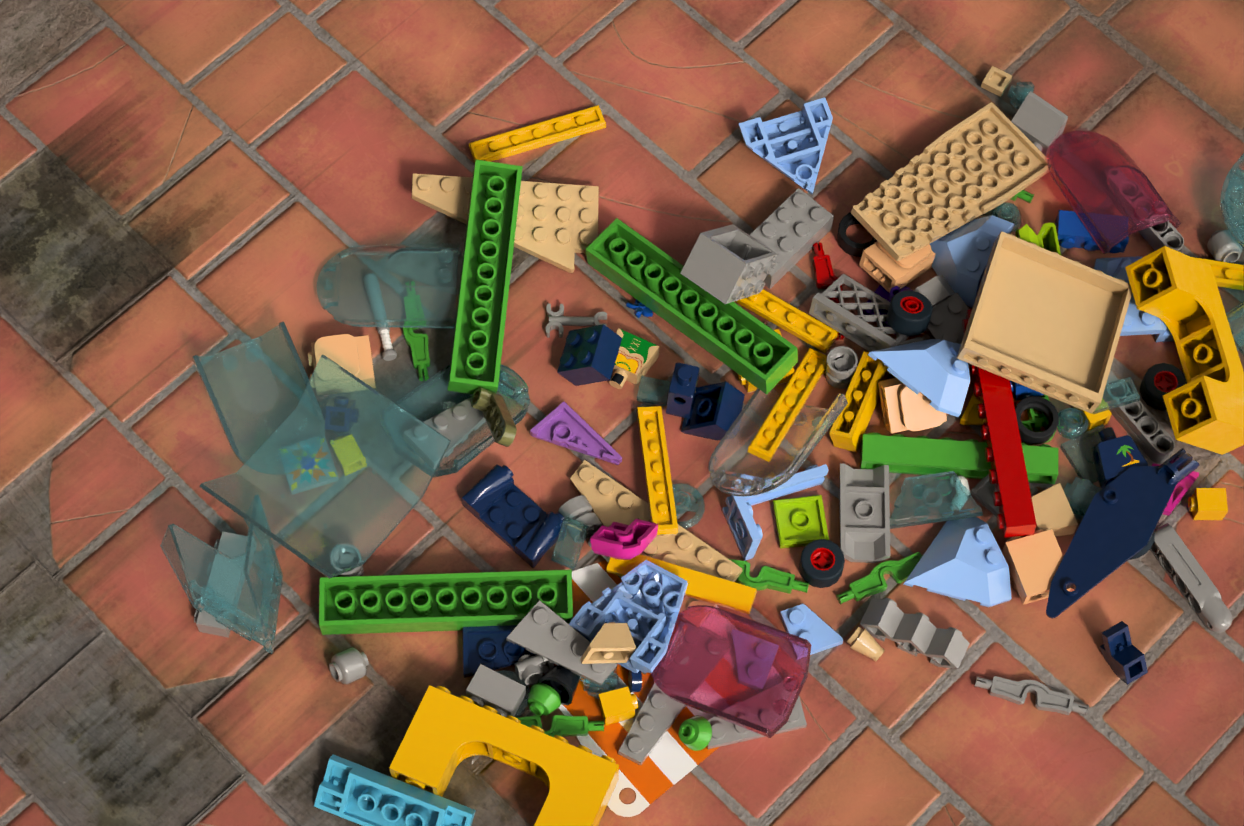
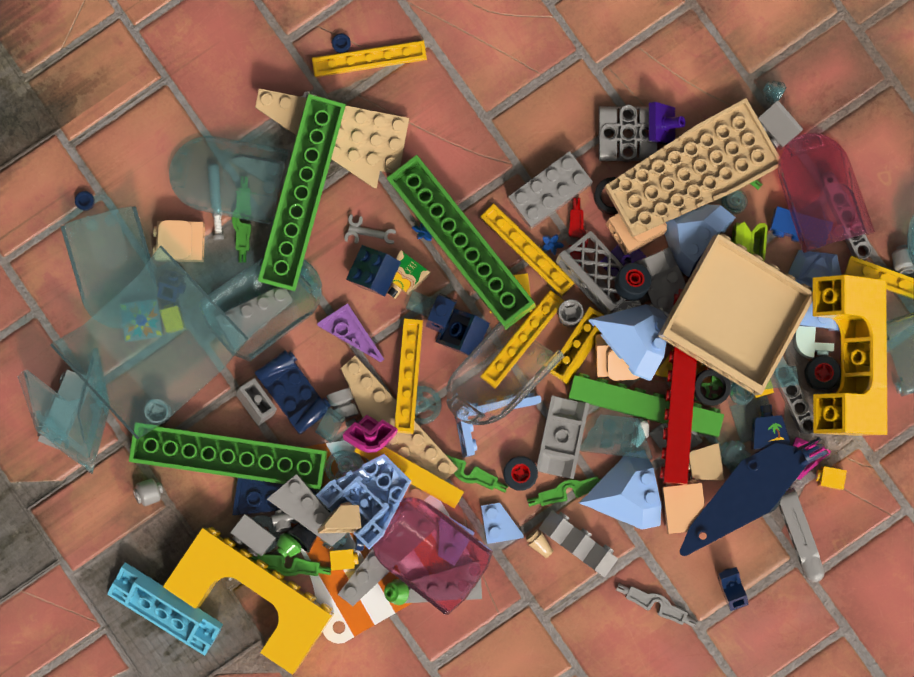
camera: 15 degrees right, 20 degrees up
(216, 341) = (84, 200): none -> dark blue tile
(470, 531) = (256, 401): none -> light grey brick
(496, 415) = (289, 318): olive beam -> none
(500, 123) = (341, 43): none -> dark blue tile
(595, 585) = (345, 460): none -> clear light blue piece
(729, 264) = (497, 218): light grey container -> none
(792, 141) = (573, 106): light blue wedge -> none
(800, 297) = (551, 243): none -> blue plant
(800, 521) = (513, 435): lime tile -> none
(872, 149) = (608, 146): none -> light grey connector
(901, 140) = (663, 123): none -> dark purple tile
(996, 81) = (757, 74): tan plate -> none
(1134, 358) = (805, 343): none -> light aqua brick

